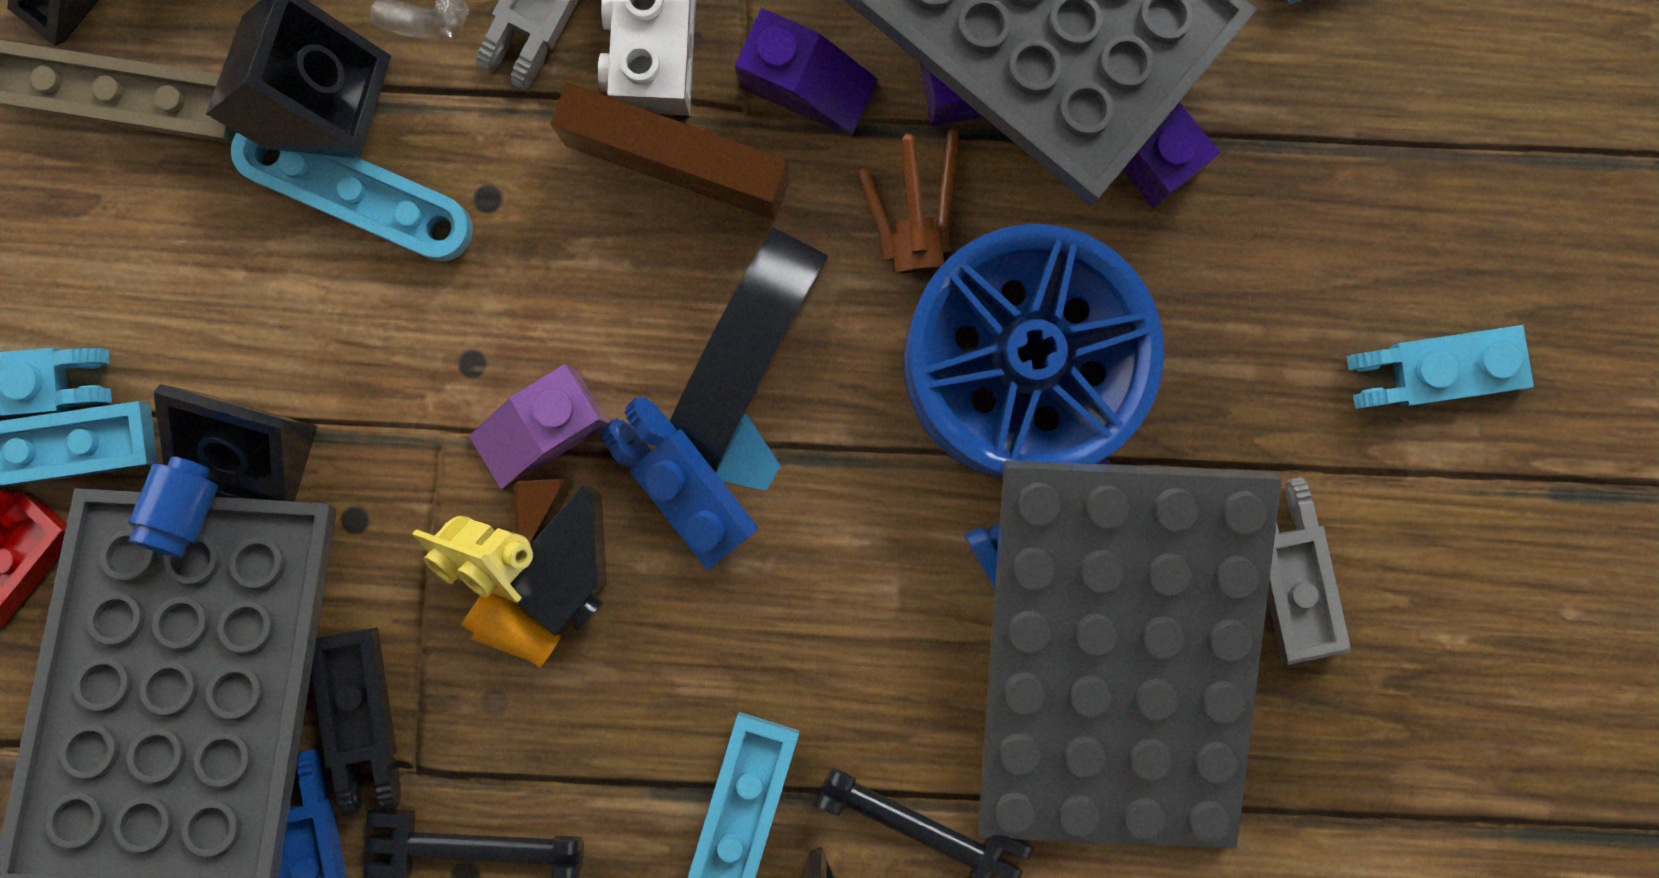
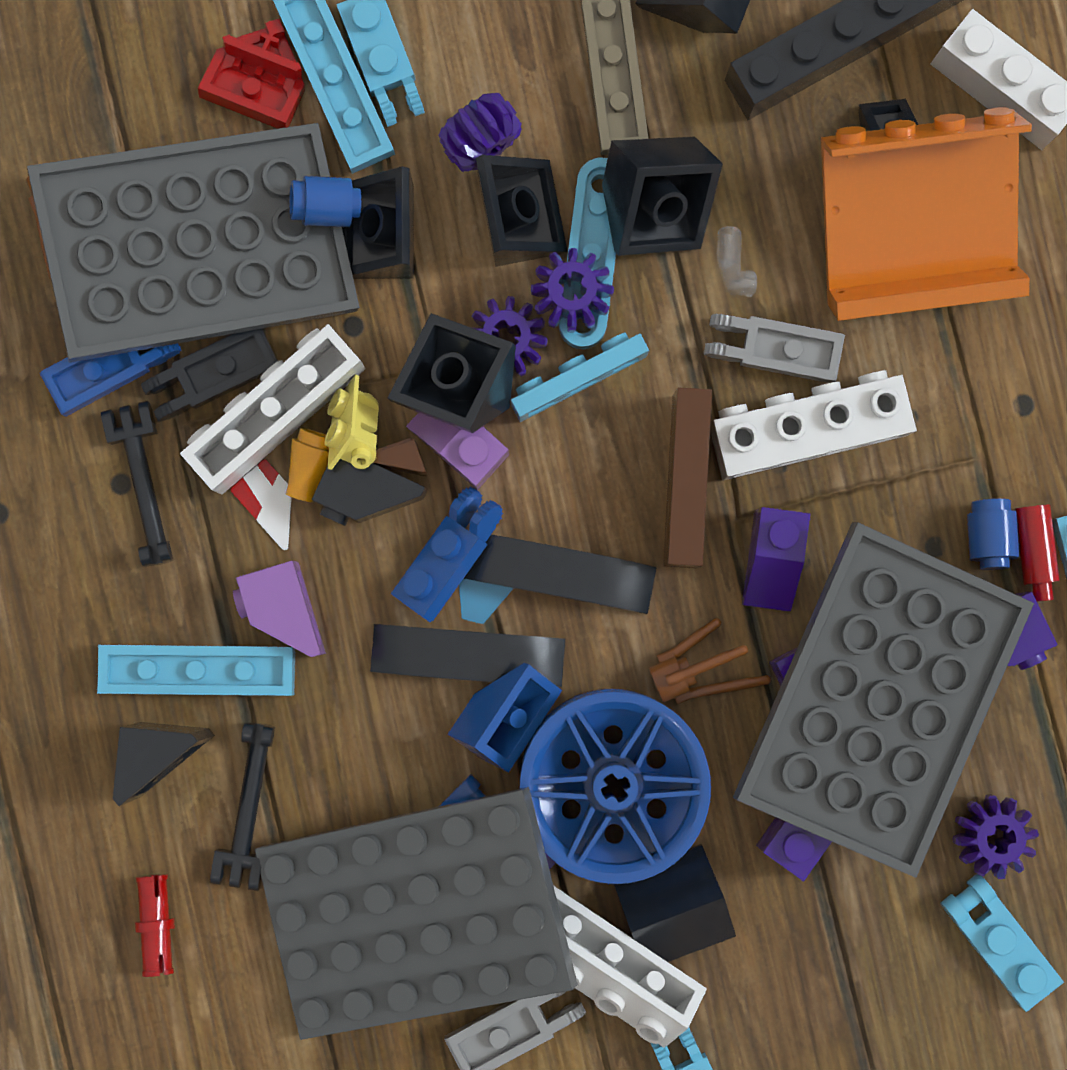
camera: 70 degrees right, 0 degrees up
(148, 282) = (480, 129): none -> dark purple gear
(265, 265) = (520, 208): none -> black slope
(361, 226) = (553, 291): none -> dark purple gear
(410, 312) = (514, 323): none -> dark purple gear
(423, 652) = (272, 410): none -> white brick
(448, 400) = (456, 375): none -> black slope
(501, 251) = (578, 375): none -> medium azure plate
(539, 695) = (264, 497): none -> white sticker
(678, 716) = (280, 606): none -> medium lavender slope
(813, 496) = (463, 653): none -> black slope
(904, 468) = (505, 716): none -> blue slope
(1210, 326) = (678, 908): none -> black slope
(1278, 407) = (627, 976): none -> white brick

